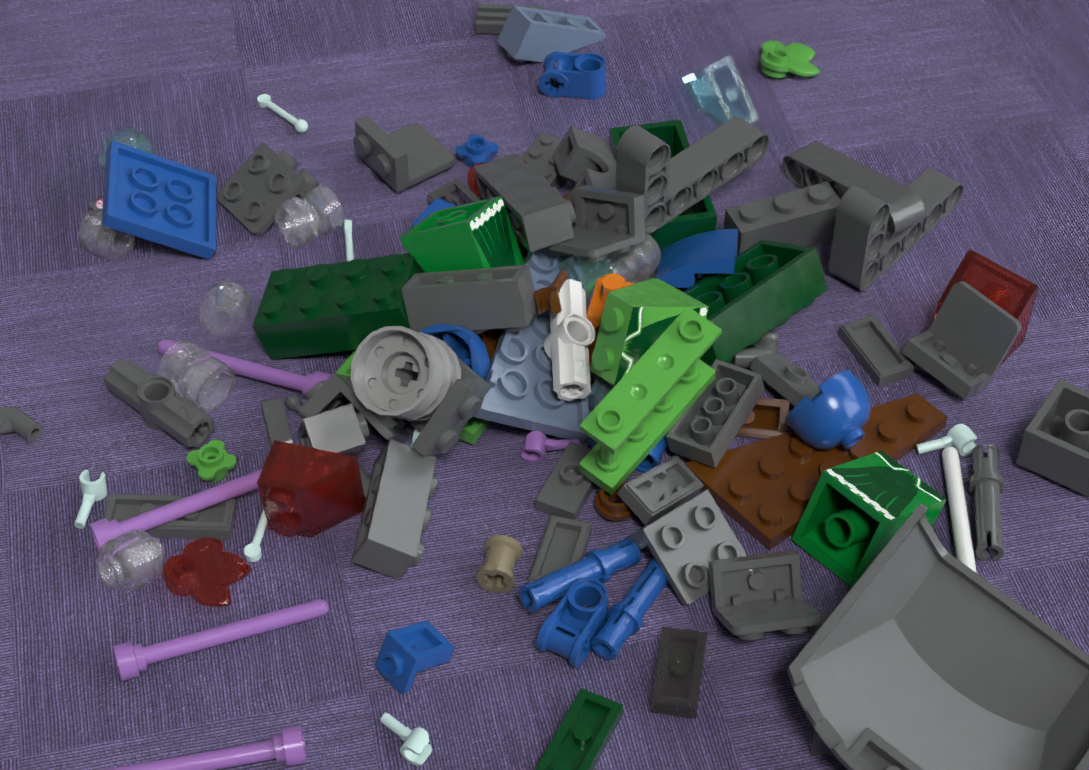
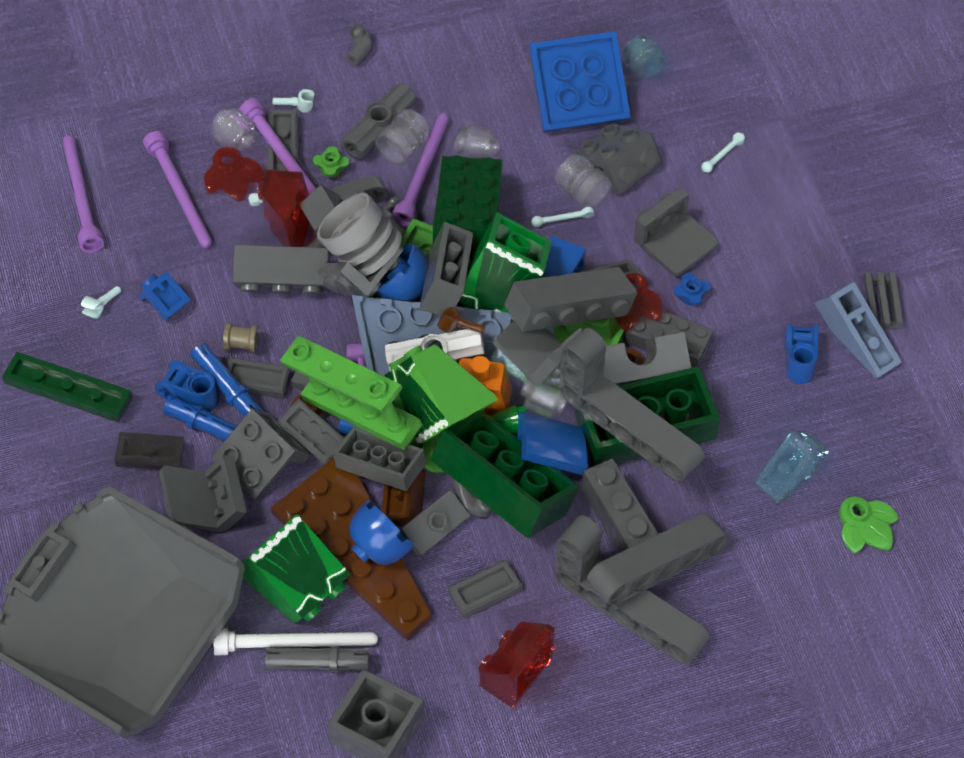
camera: 85 degrees right, 10 degrees up
(959, 437) = (385, 645): light aqua hand -> none
(964, 341) = (467, 636): dark grey bracket -> none

